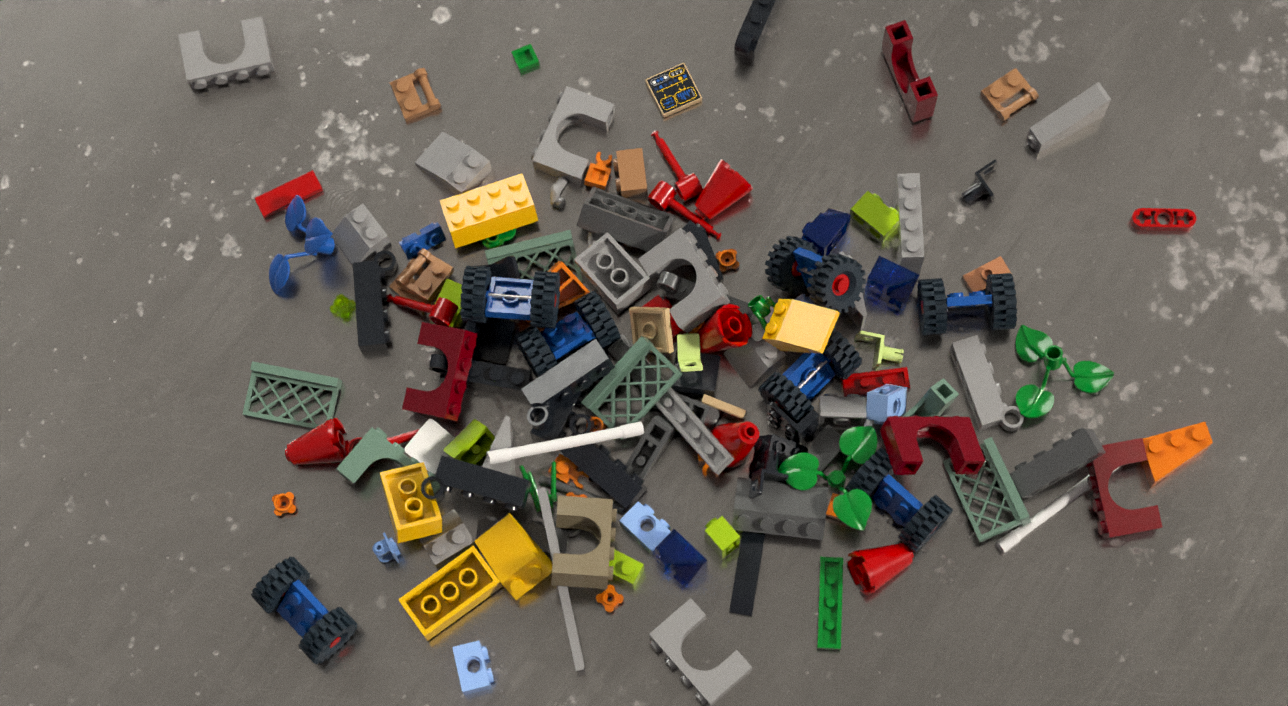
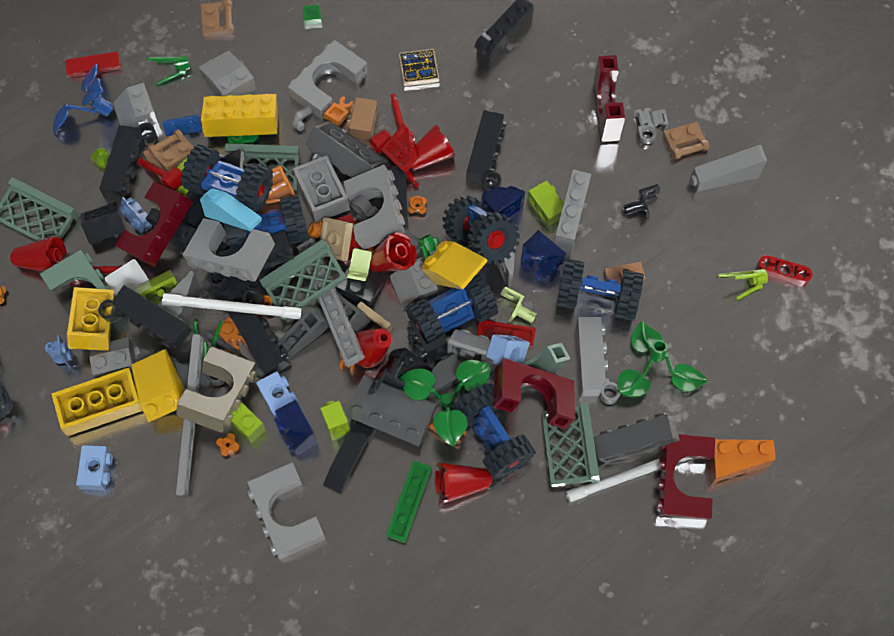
camera: 10 degrees right, 5 degrees down
(375, 384) = (102, 223): none -> black slope
(393, 164) = (181, 63): none -> green plant
(400, 360) = (131, 209): none -> medium blue hinge
(526, 334) = (226, 209): none -> medium azure slope
(566, 393) = (243, 264): none -> light grey arch
(623, 323) = (314, 229): none -> orange plate
(690, 200) = (401, 148): none -> red wing
(784, 174) = (485, 148): none -> black hinge
(963, 82) = (652, 121): none -> light grey piece
(1133, 238) = (755, 278): none -> lime plant

